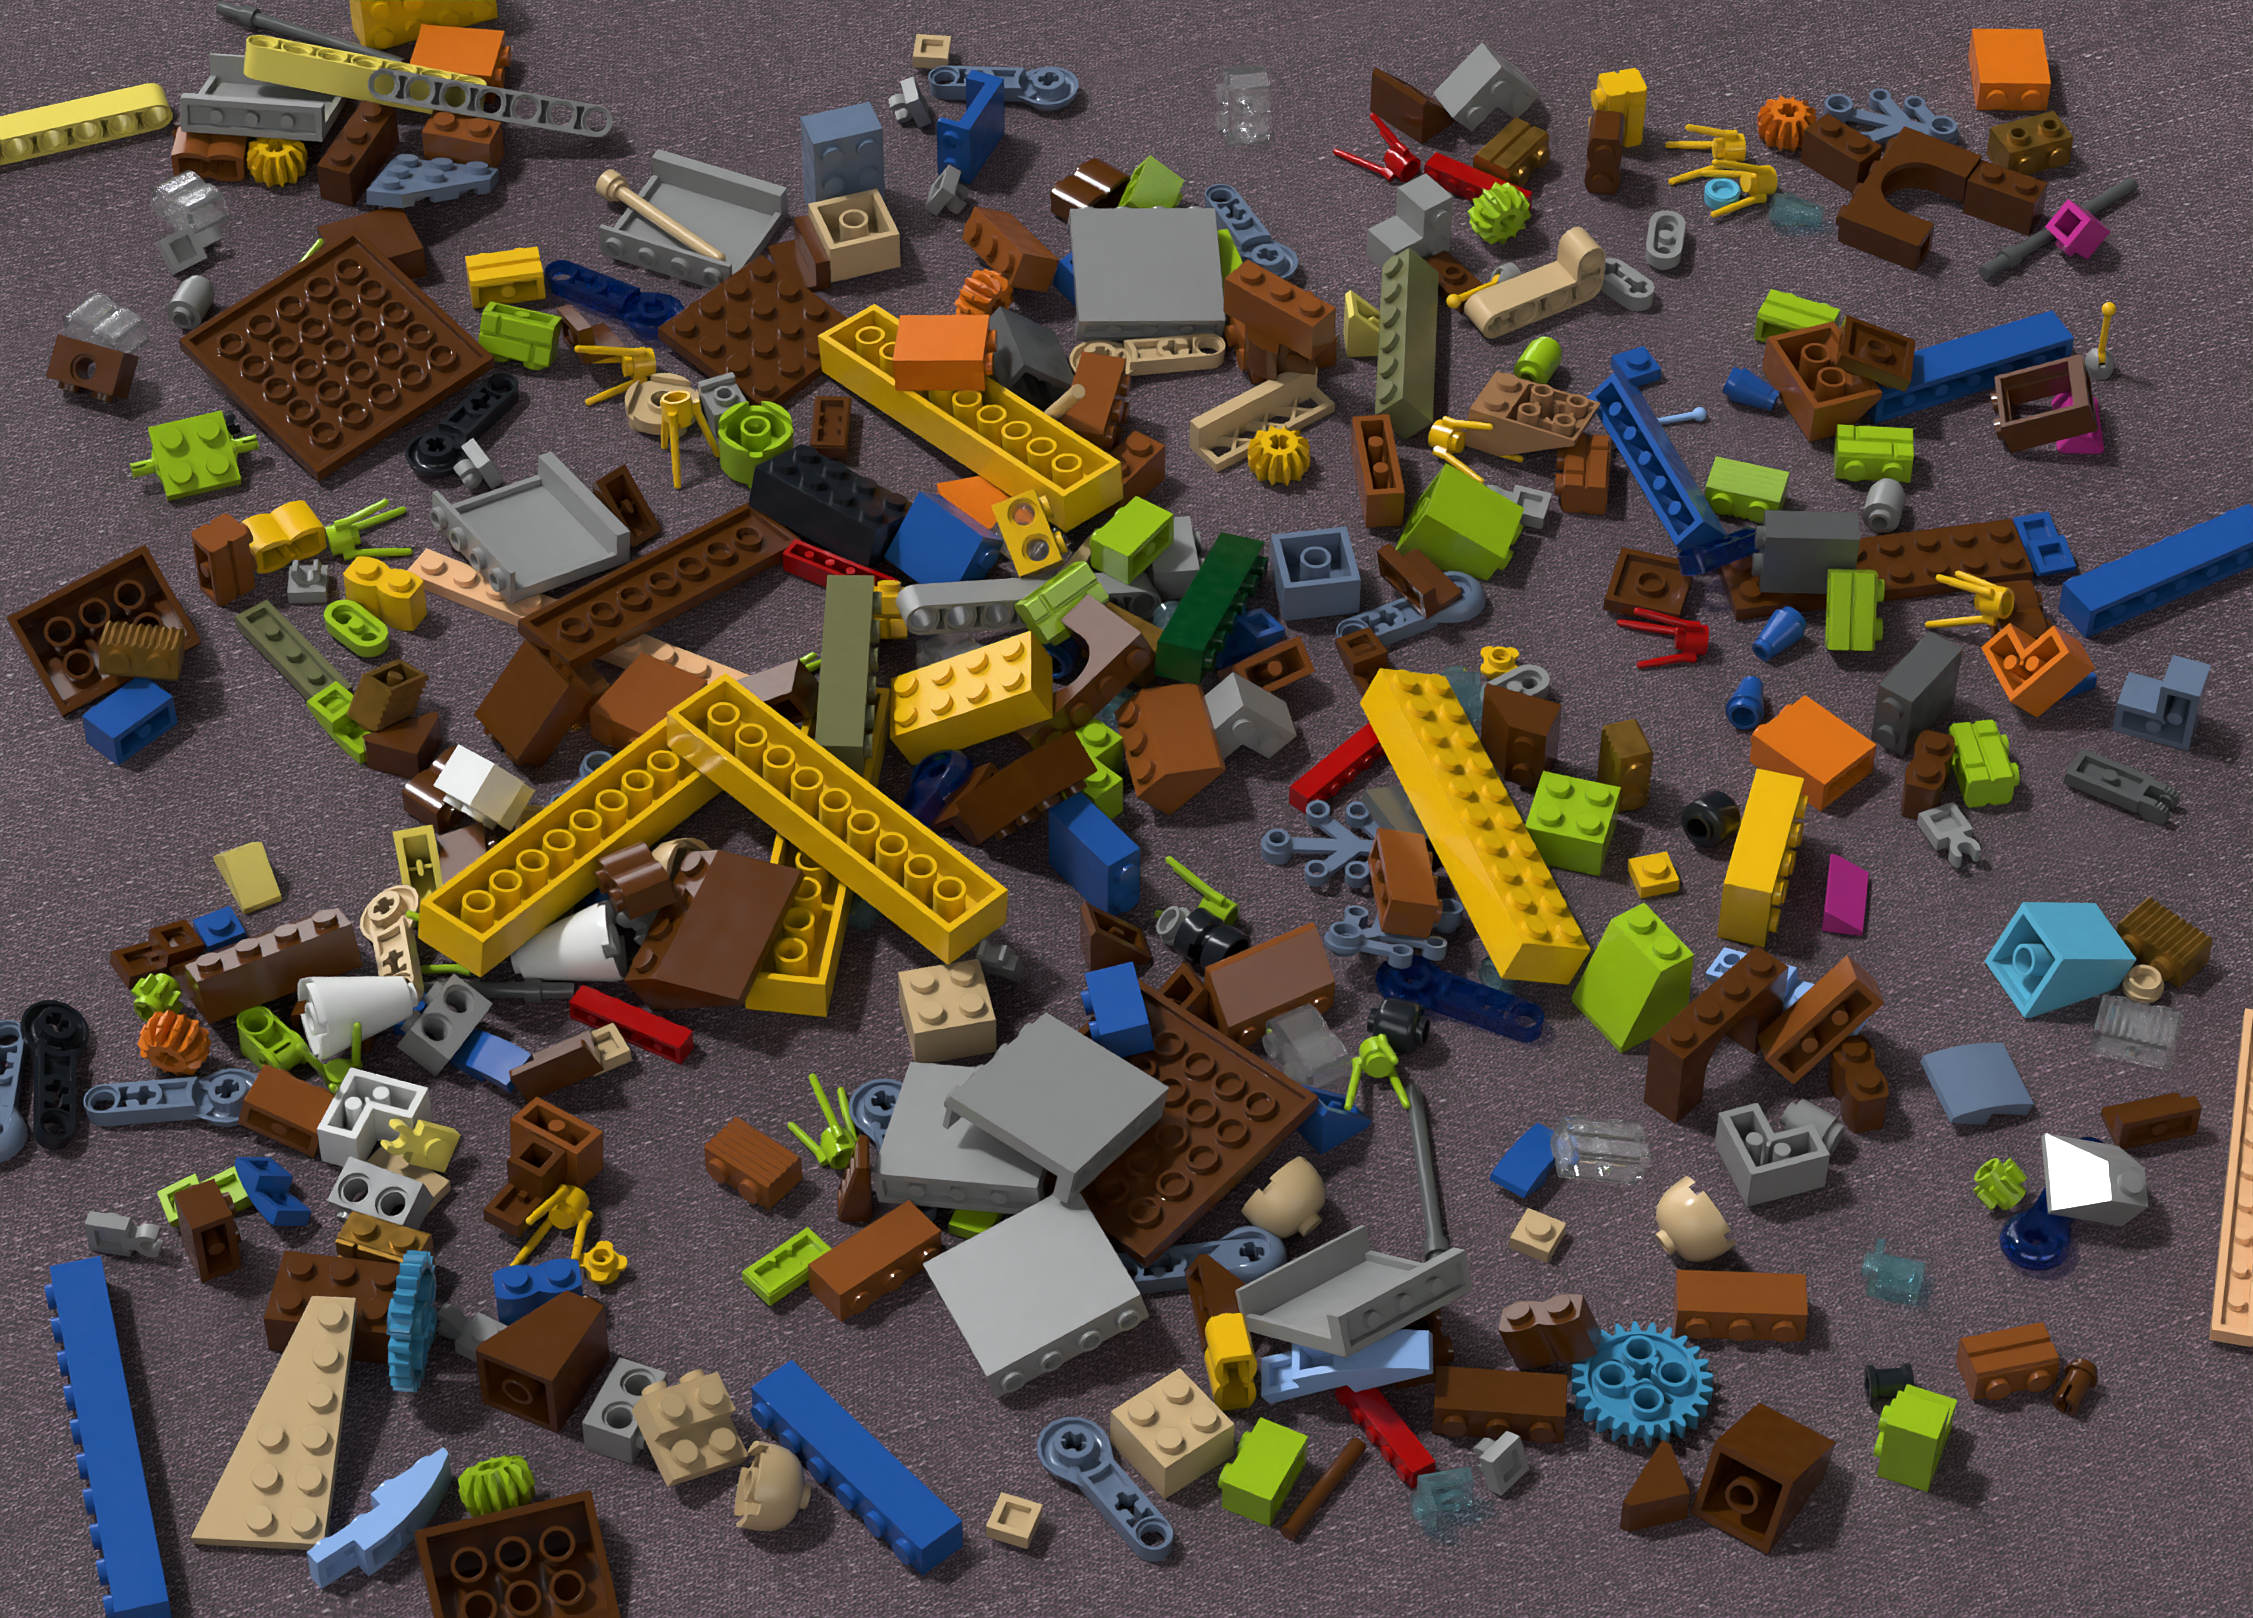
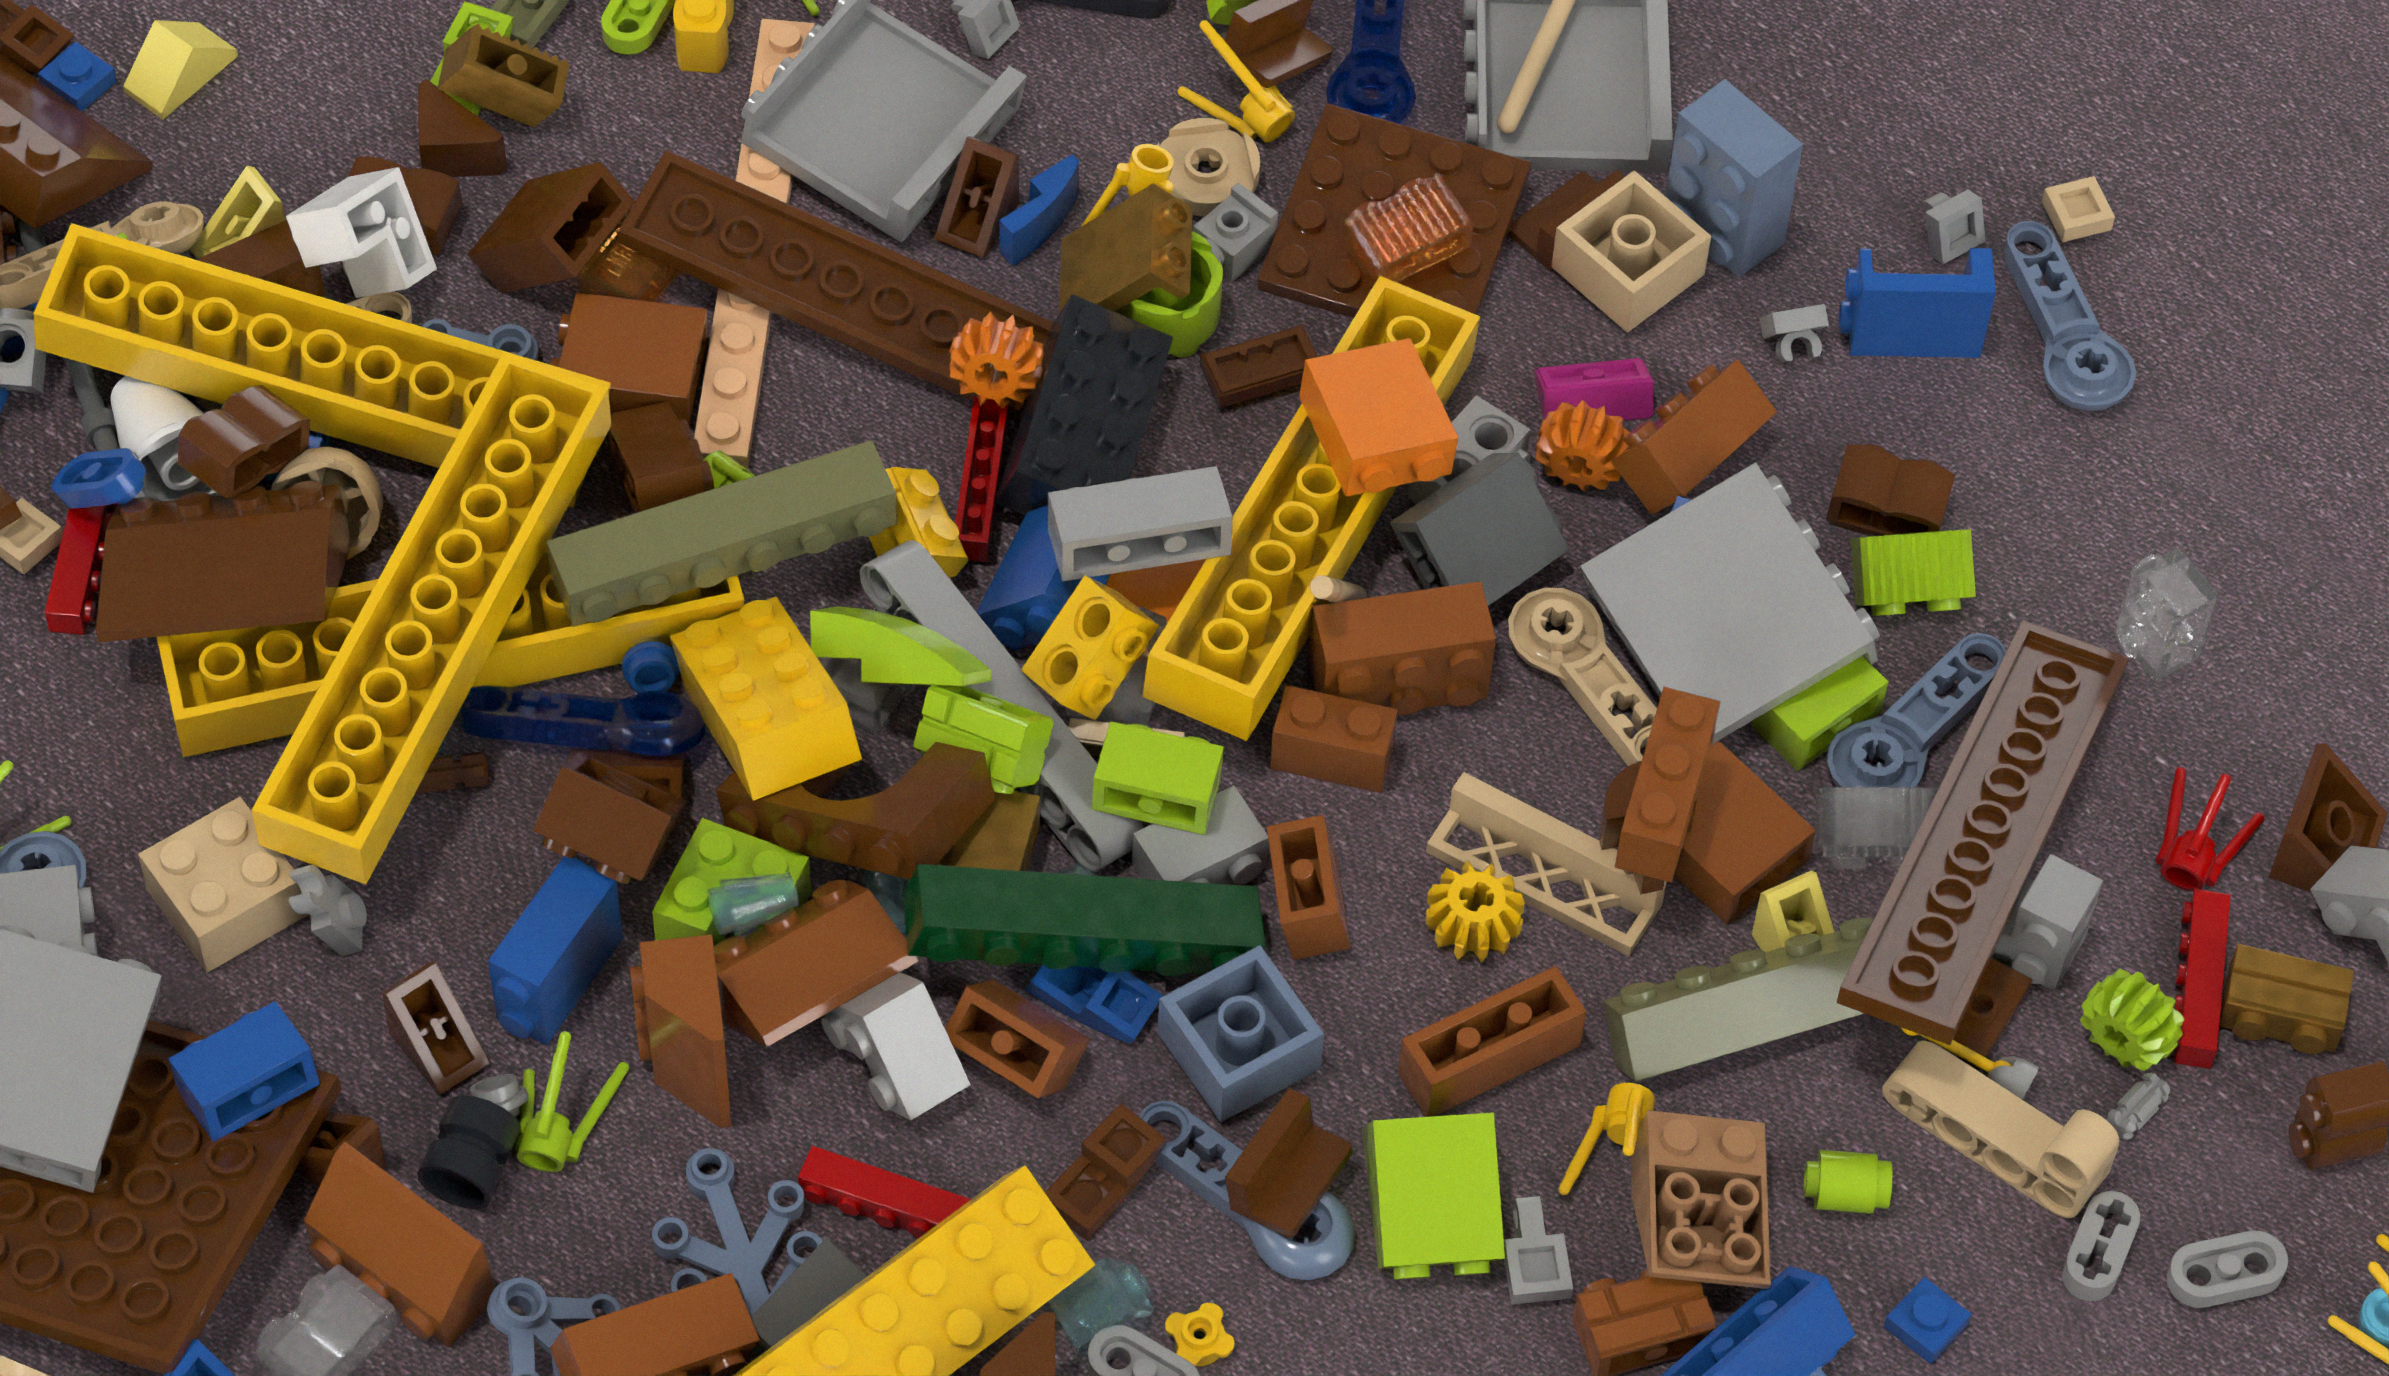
camera: 65 degrees right, 10 degrees up
(607, 973) = (100, 479): none -> blue plate
(652, 484) = (1050, 202): none -> blue slope
(732, 441) = (1129, 251): none -> pearl gold panel
(779, 519) = (996, 360): none -> orange gear
(790, 316) = (1407, 231): none -> clear orange brick
(895, 765) = (650, 667): none -> blue plate
(935, 290) = (1618, 384): none -> dark pink slope
(968, 469) = (1139, 523): none -> light grey brick
(980, 620) = (893, 648): none -> lime slope
(1121, 745) = (750, 901): none -> clear light blue cone
(1198, 798) = (682, 1023): none -> dark orange slope
(1230, 510) = (1308, 887): none -> dark orange brick
(1318, 265) = (1868, 823): none -> clear brick
(1359, 215) = (1983, 833): none -> plate
(1543, 239) = (2138, 1105): none -> light grey piece

